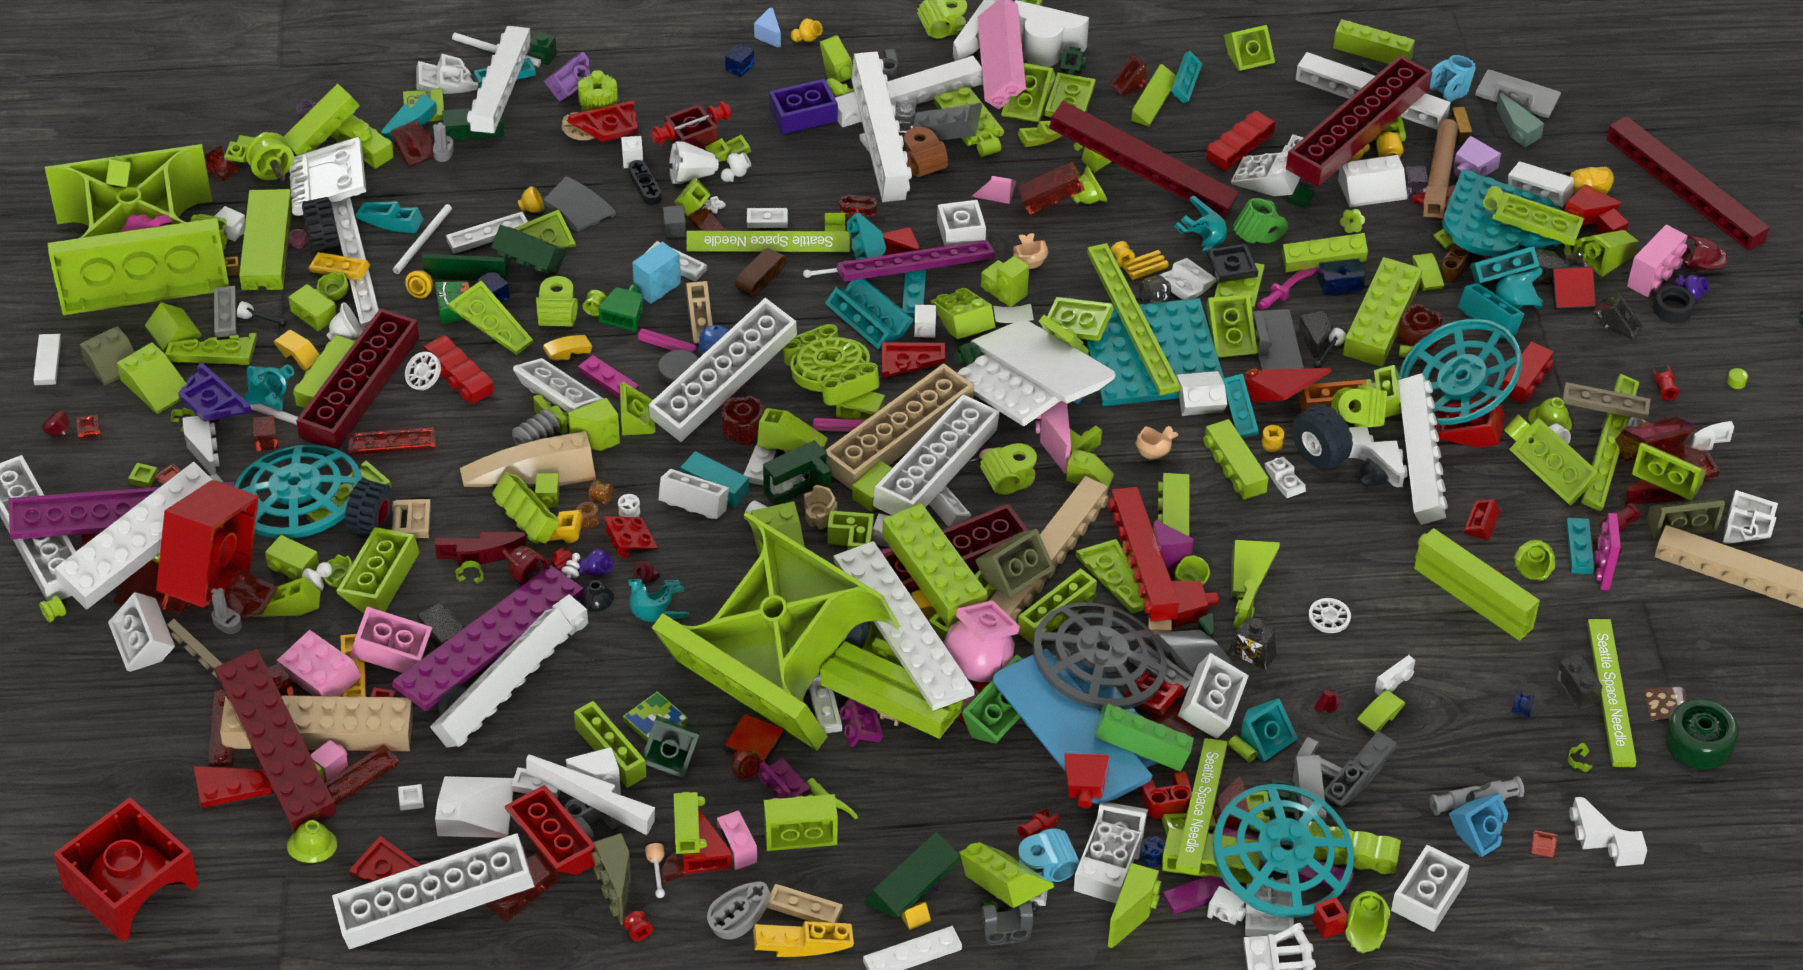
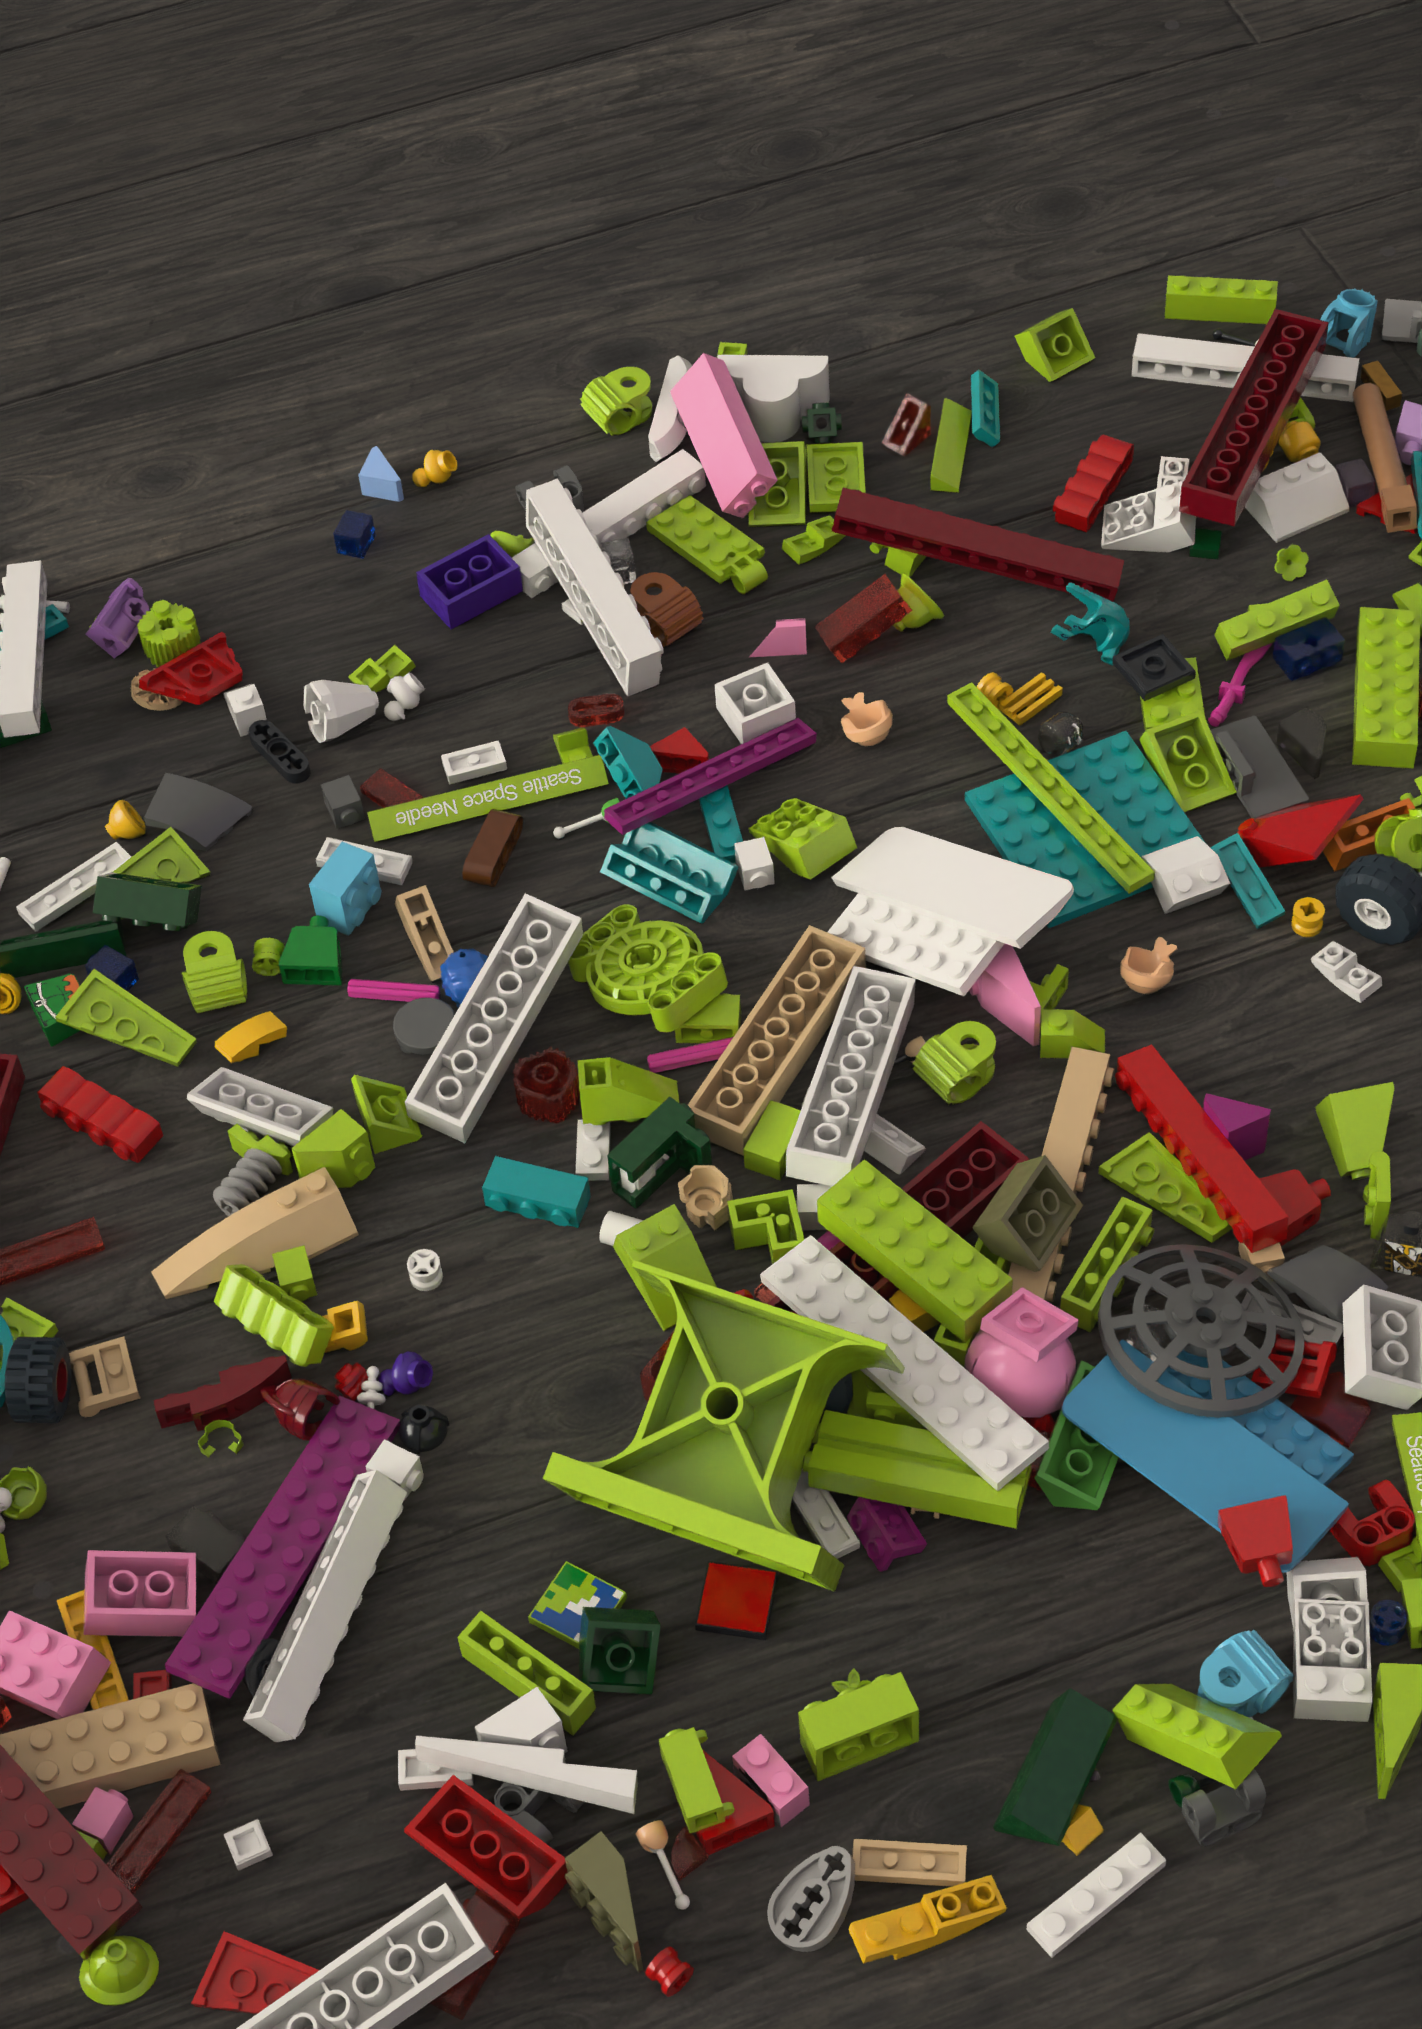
camera: 10 degrees left, 5 degrees up
(379, 569) = (83, 1477): lime slope -> none
(422, 371) = (48, 1131): white wheel -> none
(474, 807) = (352, 1833): white slope -> none
(543, 47) = (68, 583): dark green brick -> none
(590, 514) = (367, 1286): clear orange wheel -> none
(600, 492) = (374, 1256): clear orange wheel -> none
(604, 375) = (321, 1067): dark pink plate -> none
(628, 534) = (439, 1313): red hinge -> none
(644, 571) = (482, 1369): dark red plate -> none
(651, 606) = (507, 1423): teal piece -> none
(692, 125) = (322, 651): dark red brick -> none
(693, 196) = (358, 757): lime slope -> none
(693, 494) = (514, 1224): white brick -> none
(714, 204) = (389, 760): white plant -> none
(745, 764) = (739, 1648): clear red cone -> none
(783, 780) = (805, 1659): magenta bracket -> none
(817, 789) = (871, 1666): lime animal -> none
(836, 59) = (494, 501): lime slope -> none
(909, 357) = (752, 924): red wing -> none
(950, 121) = (686, 553): dark grey slope -> none
(967, 354) = (833, 899): dark green gear -> none
(1007, 280) = (849, 774): lime brick -> none
(1013, 314) = (875, 820): white sticker -> none
(1038, 824) = (1204, 1628): red piece -> none
(1067, 335) = (978, 840): lime plate -> none
(1084, 317) = (971, 806): lime plate -> none
(1143, 737) = (1315, 1446): bright green slope -> none
(1174, 501) = (1211, 1055): lime brick -> none
(1188, 279) = (1099, 706): white slope -> none
(1192, 569) = (1276, 1154): lime hair -> none
(1206, 624) = (1330, 1235): dark green slope -> none
(1236, 459) = (1270, 963): lime brick -> none
(1254, 226) = (1164, 603): bright green piece -> none
(1336, 338) = (1336, 742): hinge -> none

